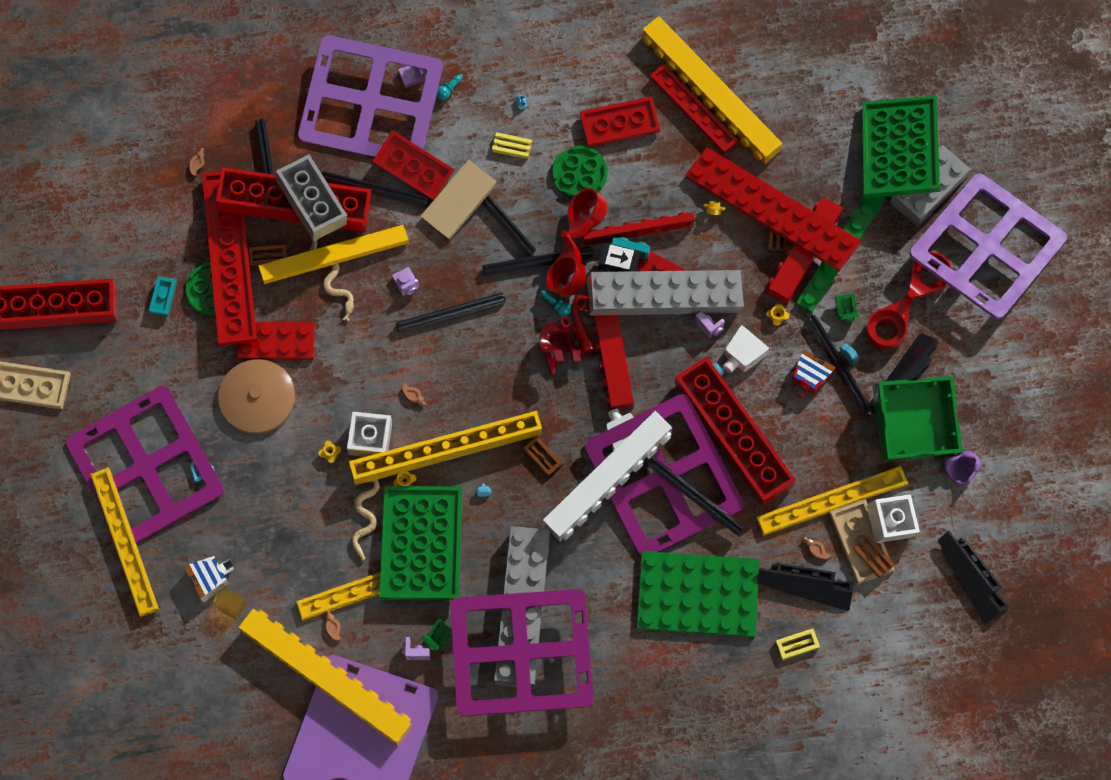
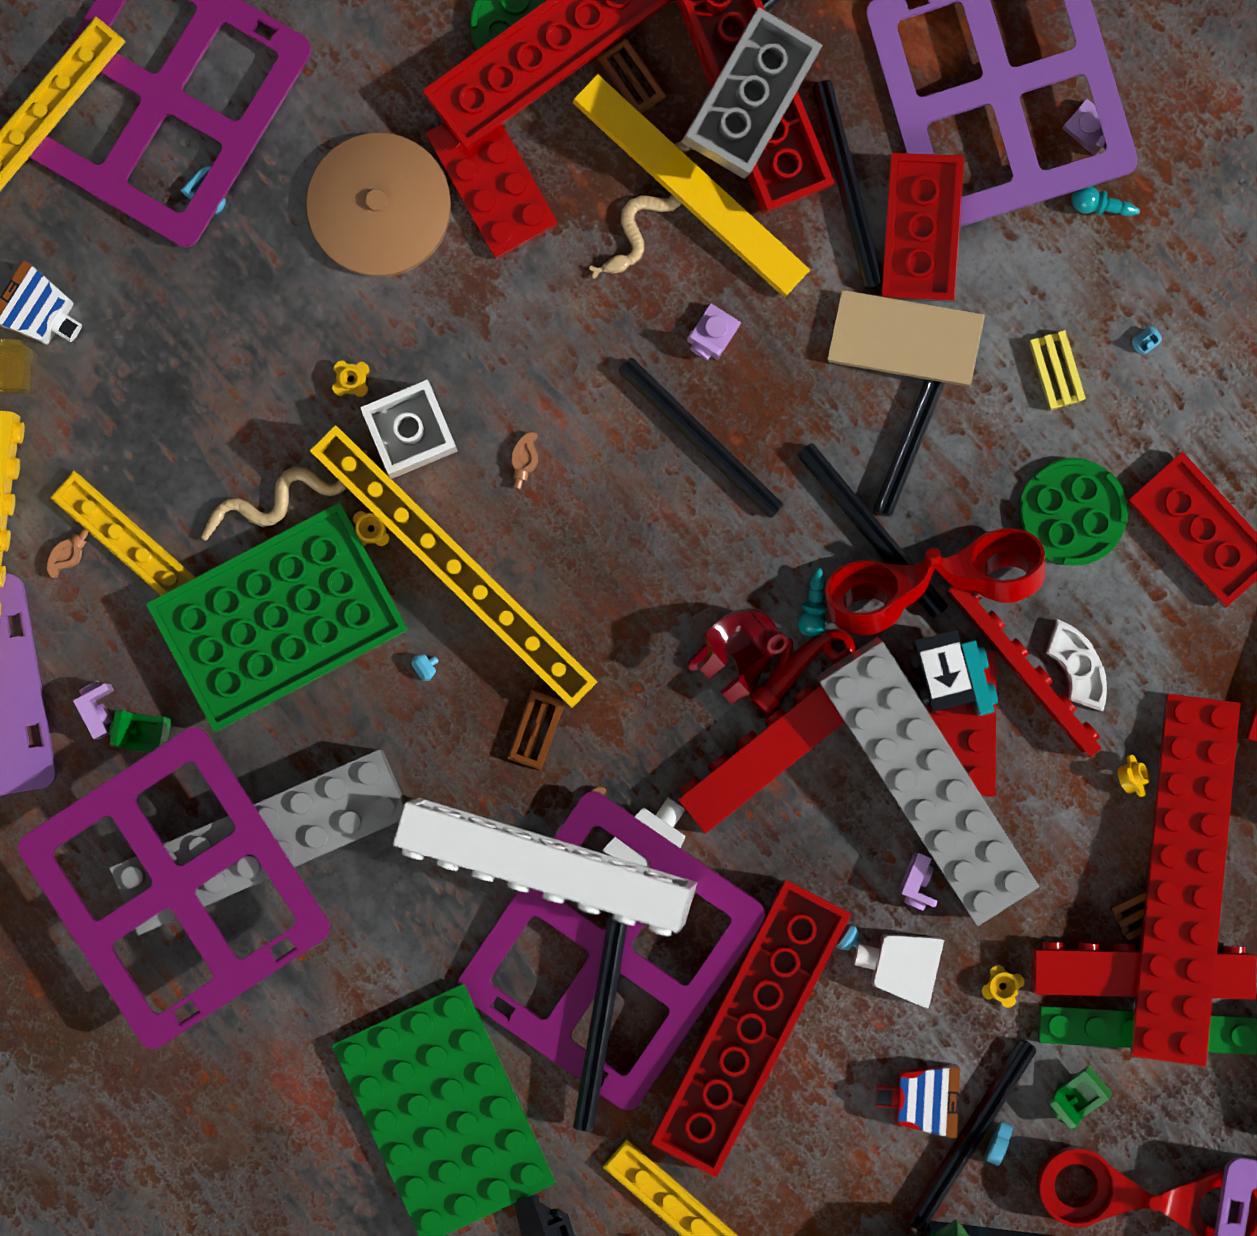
camera: 60 degrees right, 15 degrees up
(650, 205) = (1081, 665): none -> white tile

